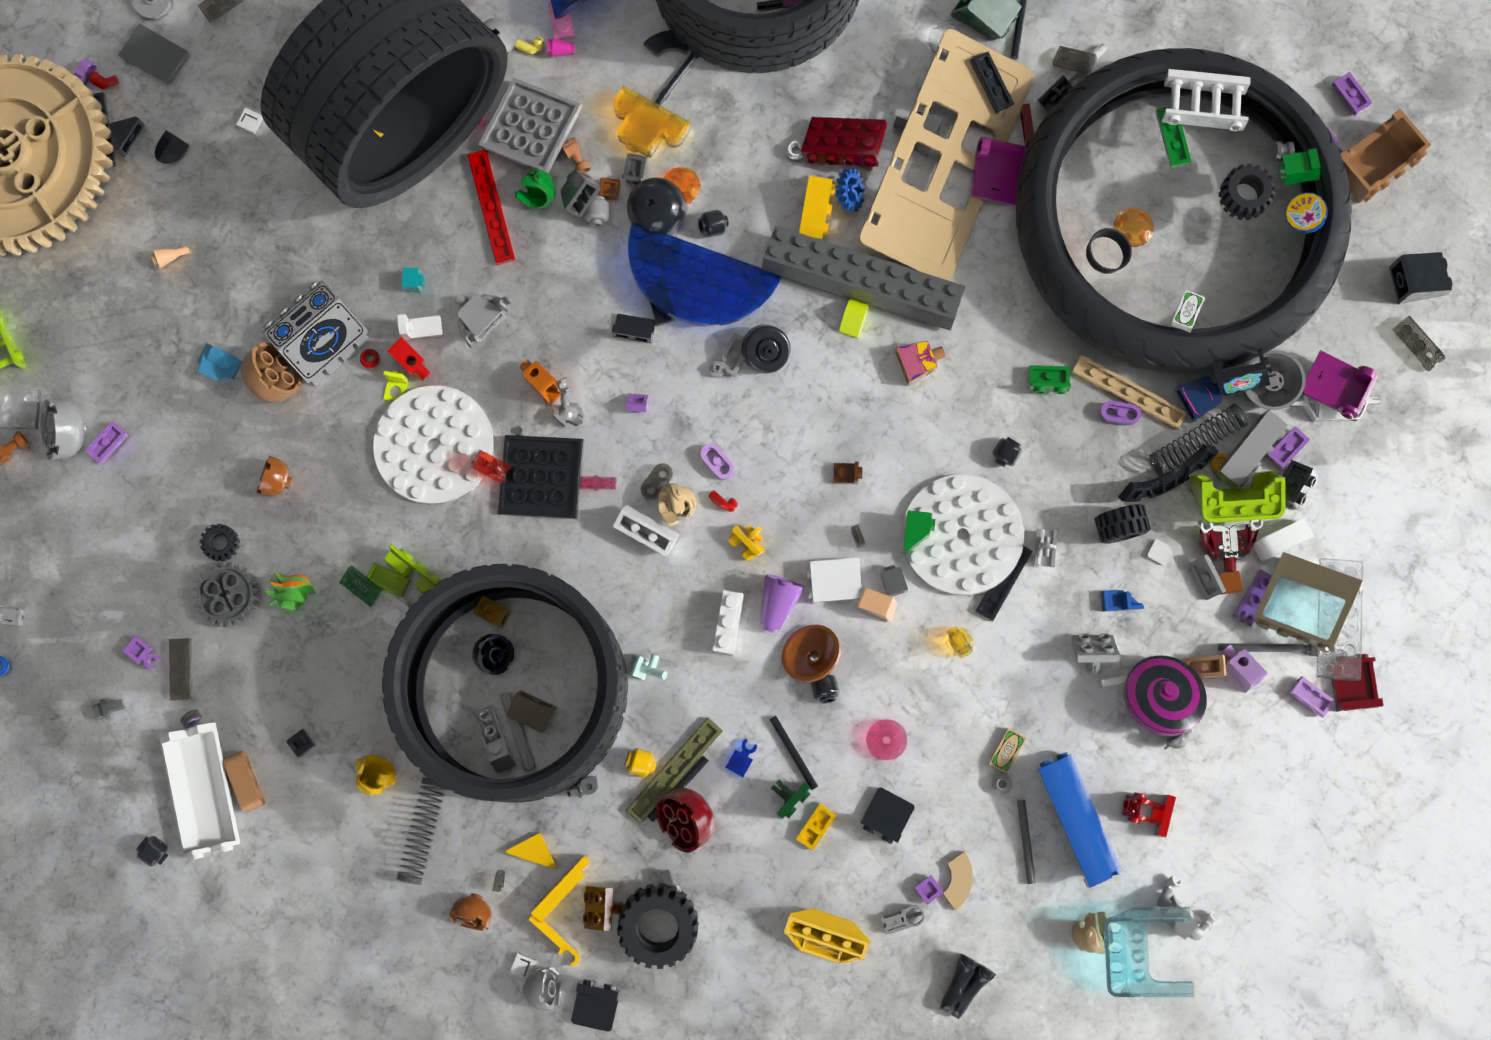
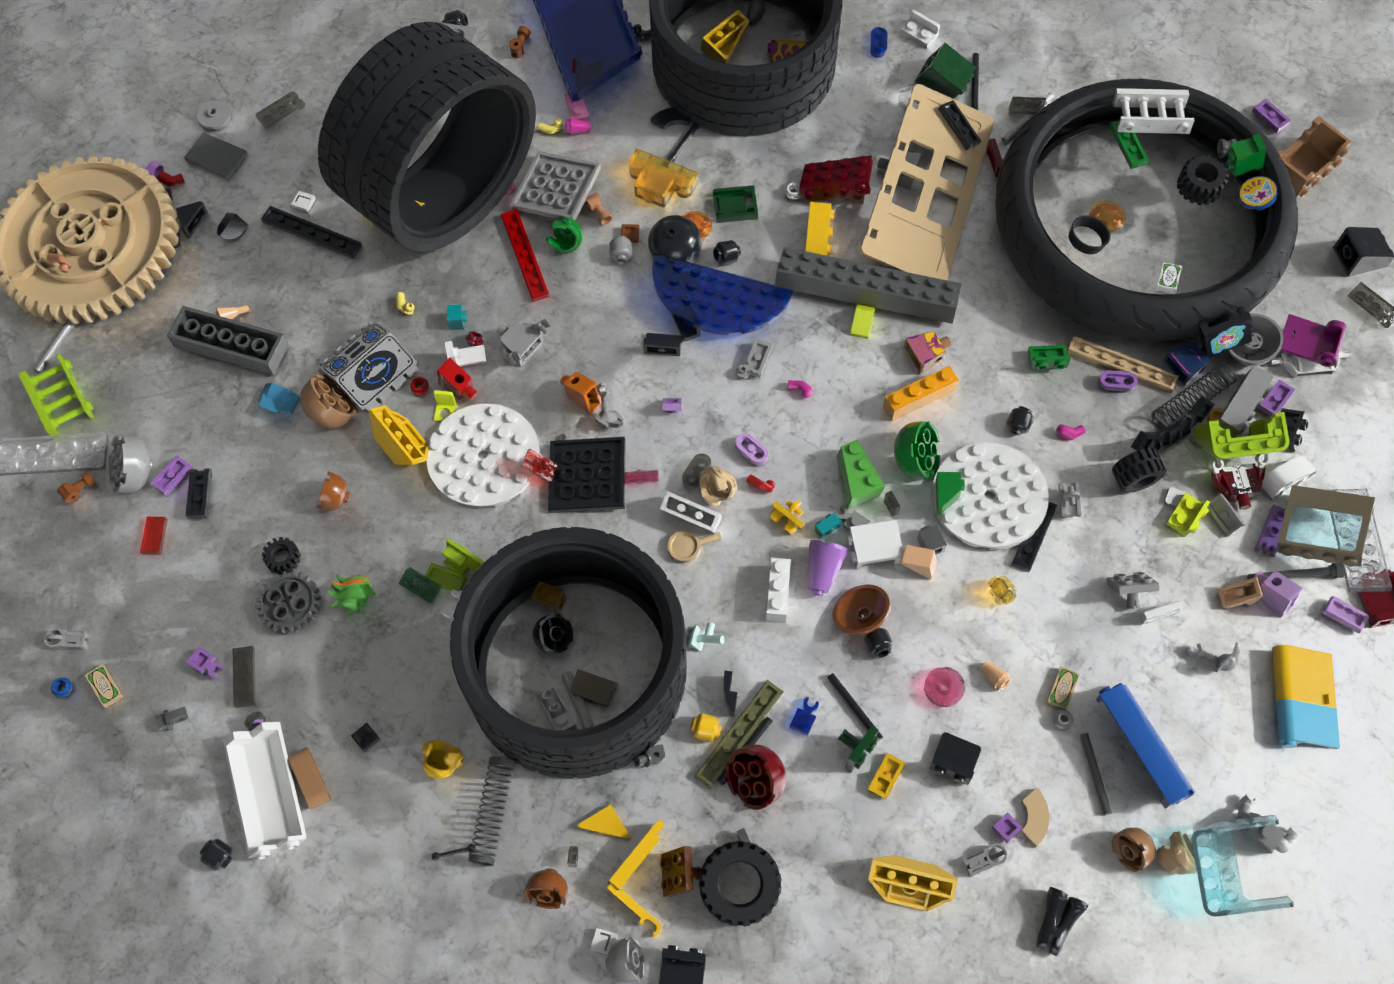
camera: 10 degrees left, 15 degrees down
(40, 667) = (104, 686): none -> tan tile
(89, 508) = (153, 535): none -> clear red tile
(134, 465) = (198, 493): none -> black plate
(165, 290) = (228, 340): none -> dark grey brick
(258, 160) = (311, 232): none -> black tile
(345, 420) = (397, 437): none -> yellow wedge
(354, 260) = (402, 306): none -> light yellow arm
(365, 869) = (435, 856): none -> black hinge
(430, 307) = (474, 338): none -> dark red plate
(578, 192) = (604, 233): dark grey torso -> none
(634, 168) = (651, 213): dark grey bracket -> none
(637, 564) = (685, 545): none -> tan piece
(668, 735) = (729, 696): none -> black slope
(724, 161) = (731, 204): none -> dark green container
(765, 348) = (786, 348): black wheel -> none
(778, 391) = (800, 385): none -> dark pink arm
(788, 554) = (828, 525): none -> teal piece
(815, 551) = (853, 519): none -> light grey plate
(826, 503) = (858, 475): none -> bright green wedge
(847, 473) = (876, 450): reddish brown bracket -> none
(850, 190) = (847, 215): blue gear -> none
(886, 474) = (914, 449): none -> green cylinder
(905, 411) = (920, 393): none -> light orange brick
(940, 732) = (996, 675): none -> light nougat cone
(997, 169) = (974, 193): magenta door -> none
(1052, 922) = (1135, 848): none -> medium nougat cylinder
(1054, 93) = (1015, 127): black hips -> none
(1059, 470) = (1070, 433): none -> dark pink arm
(1119, 601) = (1146, 543): blue slope -> none
(1160, 813) = (1222, 733): red tile -> none
(1165, 695) = (1208, 619): dish -> none
(1167, 573) = (1187, 514): none -> neon yellow bracket
(1231, 582) = (1250, 518): dark orange tile -> none
(1252, 781) = (1305, 697): none -> door

